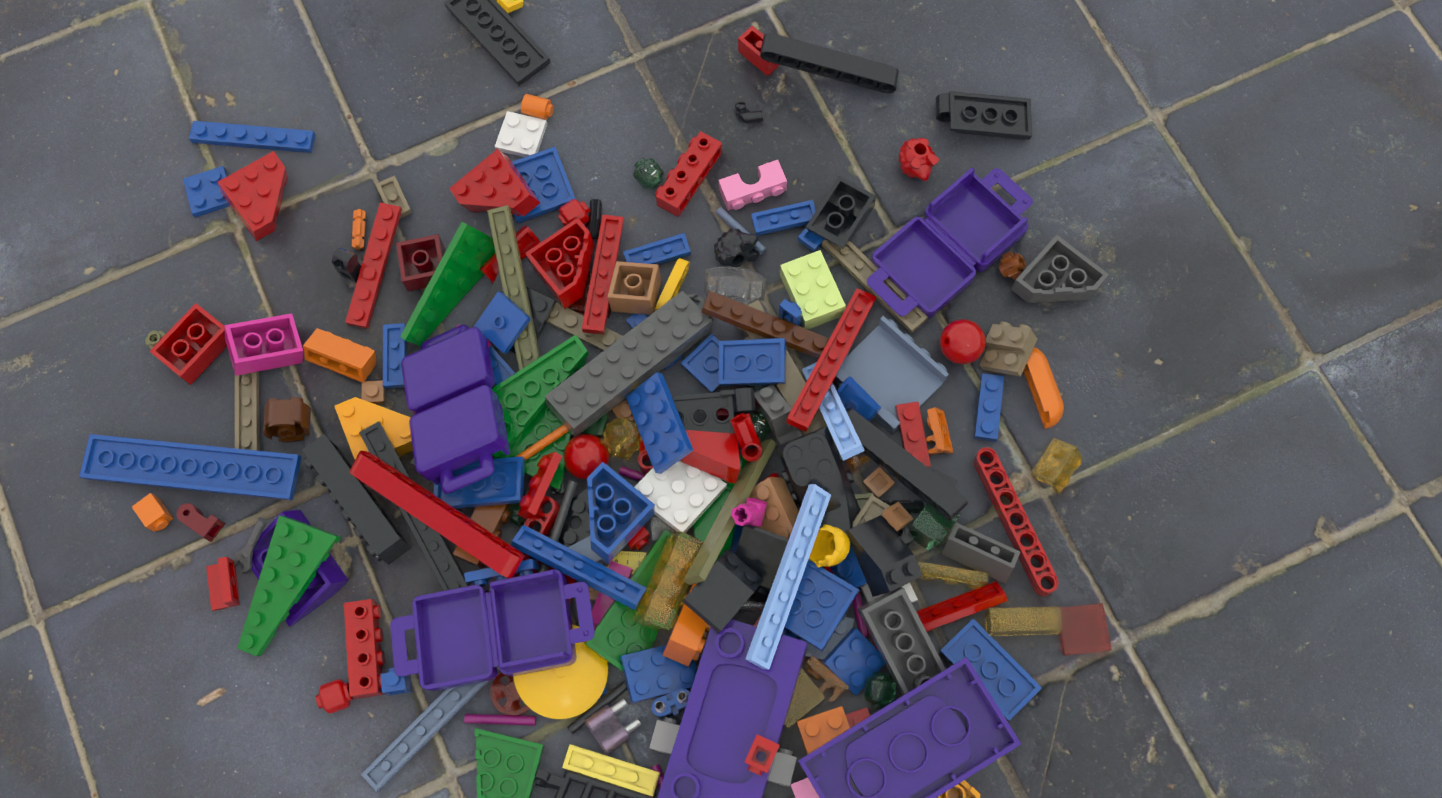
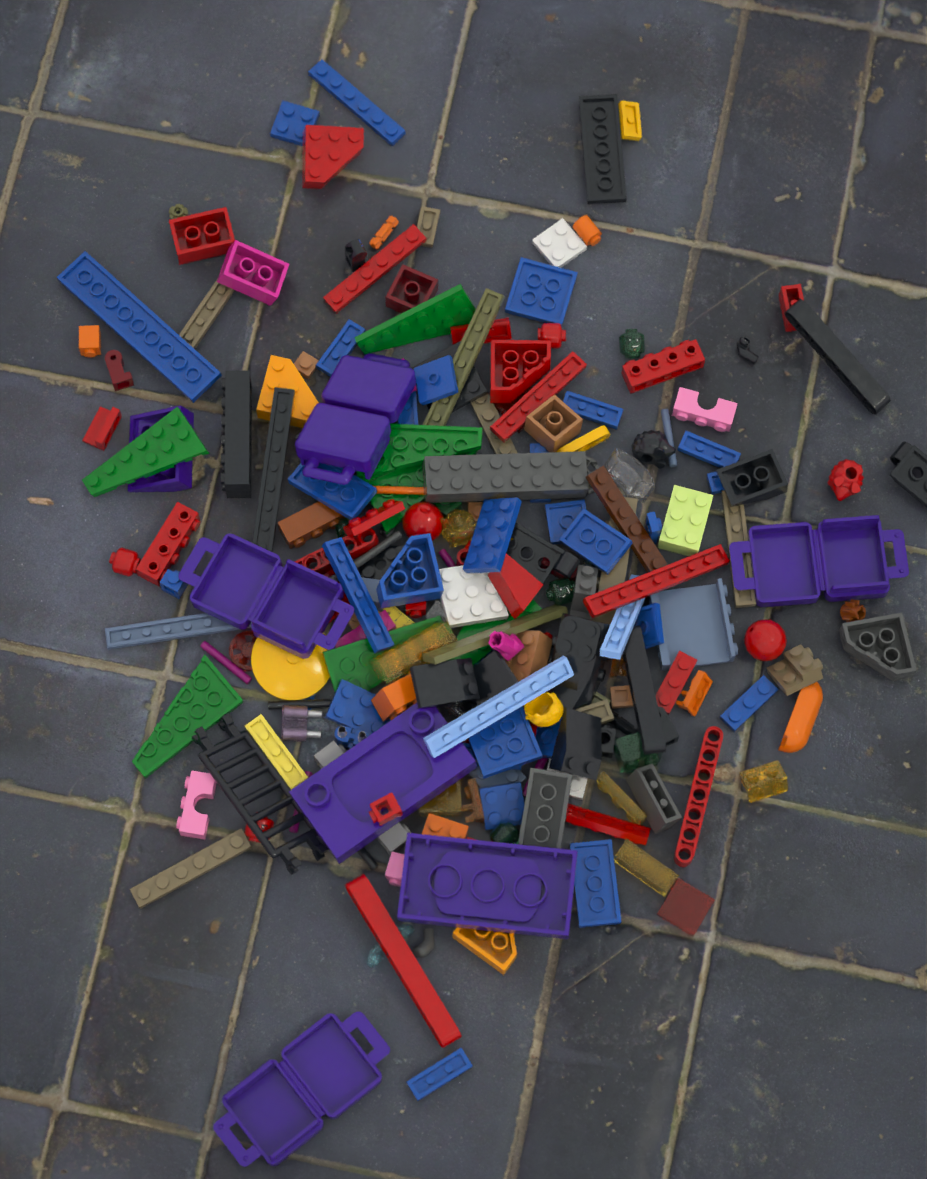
camera: 30 degrees right, 0 degrees up
(245, 555) = (133, 417): dark grey piece -> none
(287, 419) = (230, 341): reddish brown brick -> none
(339, 355) = (301, 319): orange brick -> none
(437, 514) = (286, 484): red beam -> none
(481, 577) = (286, 552): blue plate -> none
(495, 185) = (508, 273): red brick -> none
(595, 218) = (565, 349): black axle -> none
(747, 436) = (549, 591): red piece -> none
(897, 516) = (611, 726): medium nougat plate -> none

